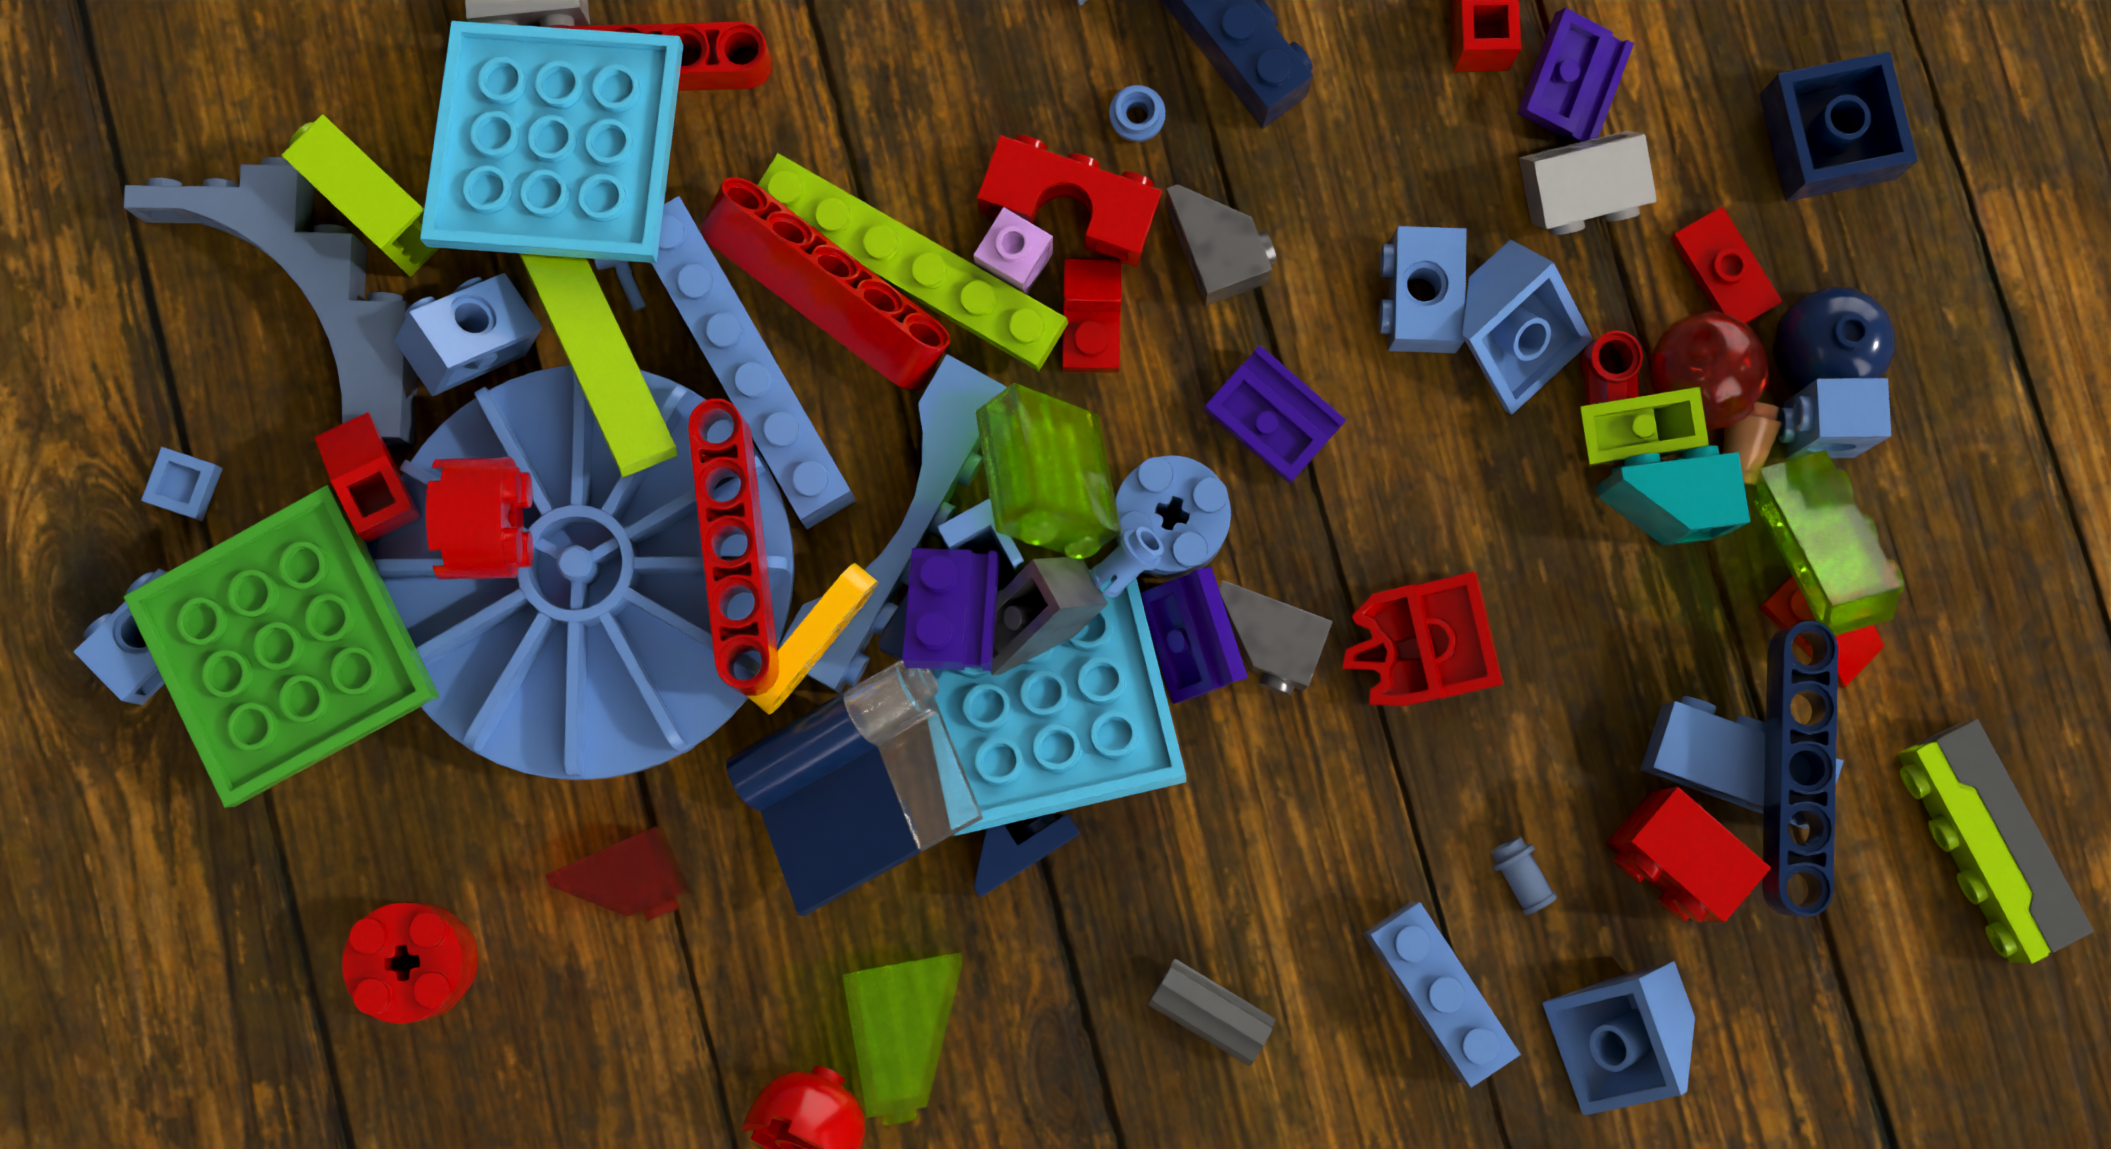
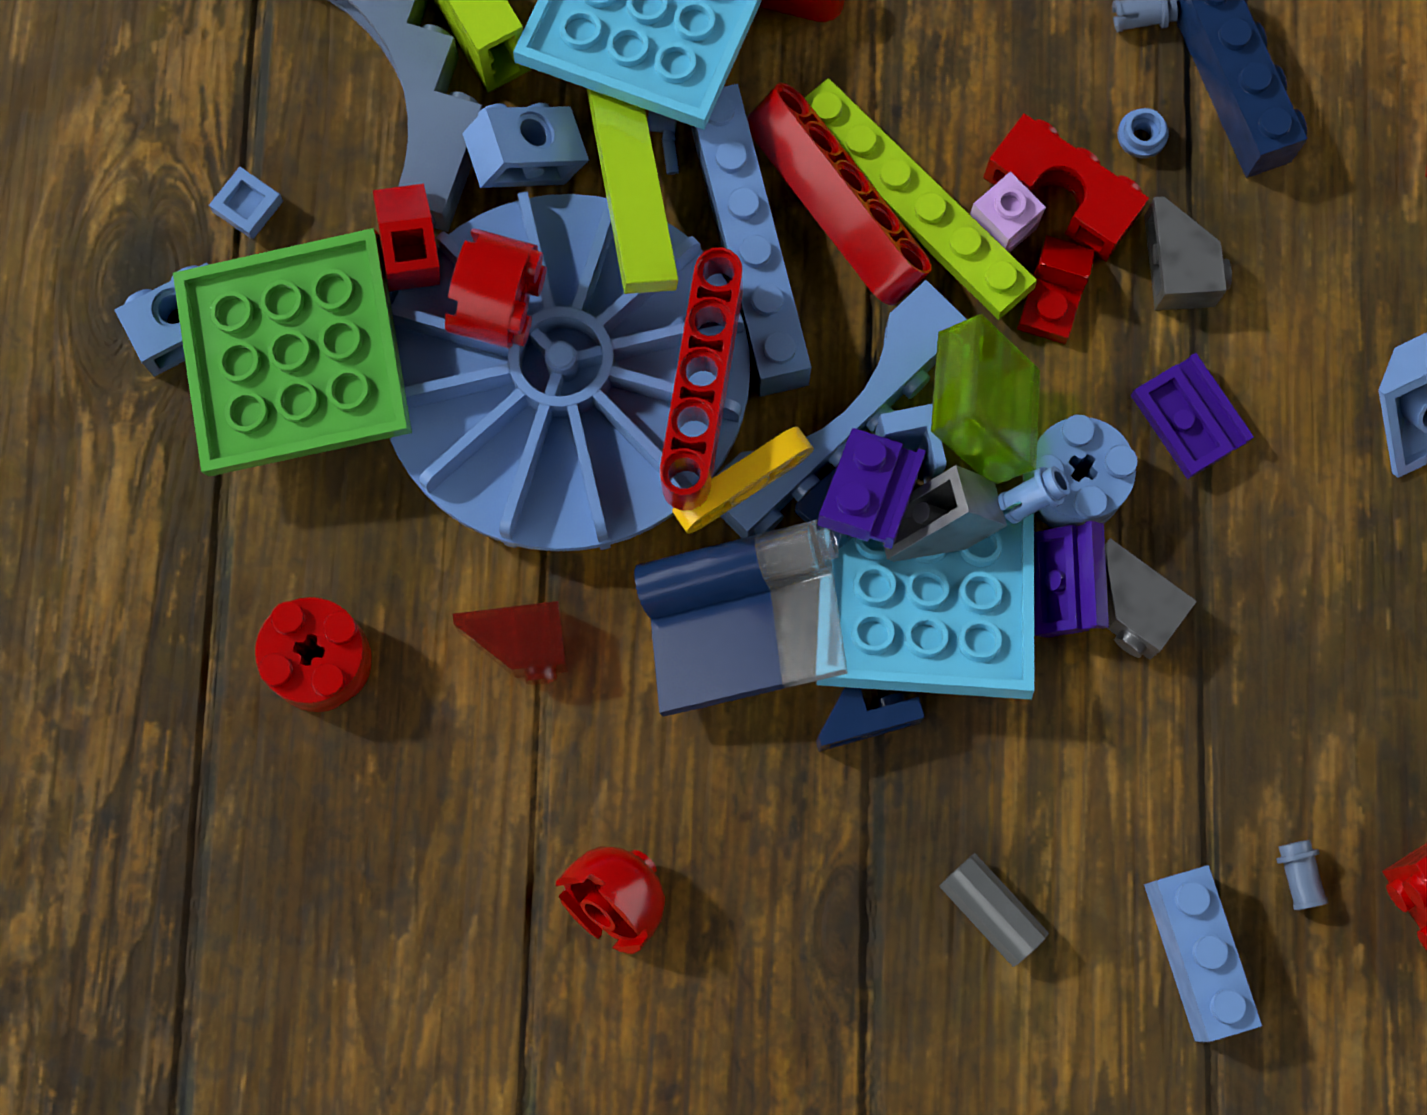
camera: 15 degrees right, 5 degrees down
(900, 1031) = (717, 841): clear neon green slope -> none
(1427, 642) = (1272, 647): red plate -> none
(1439, 259) = (1372, 327): medium blue brick -> none
(1625, 1038) = (1356, 1045): medium blue slope -> none

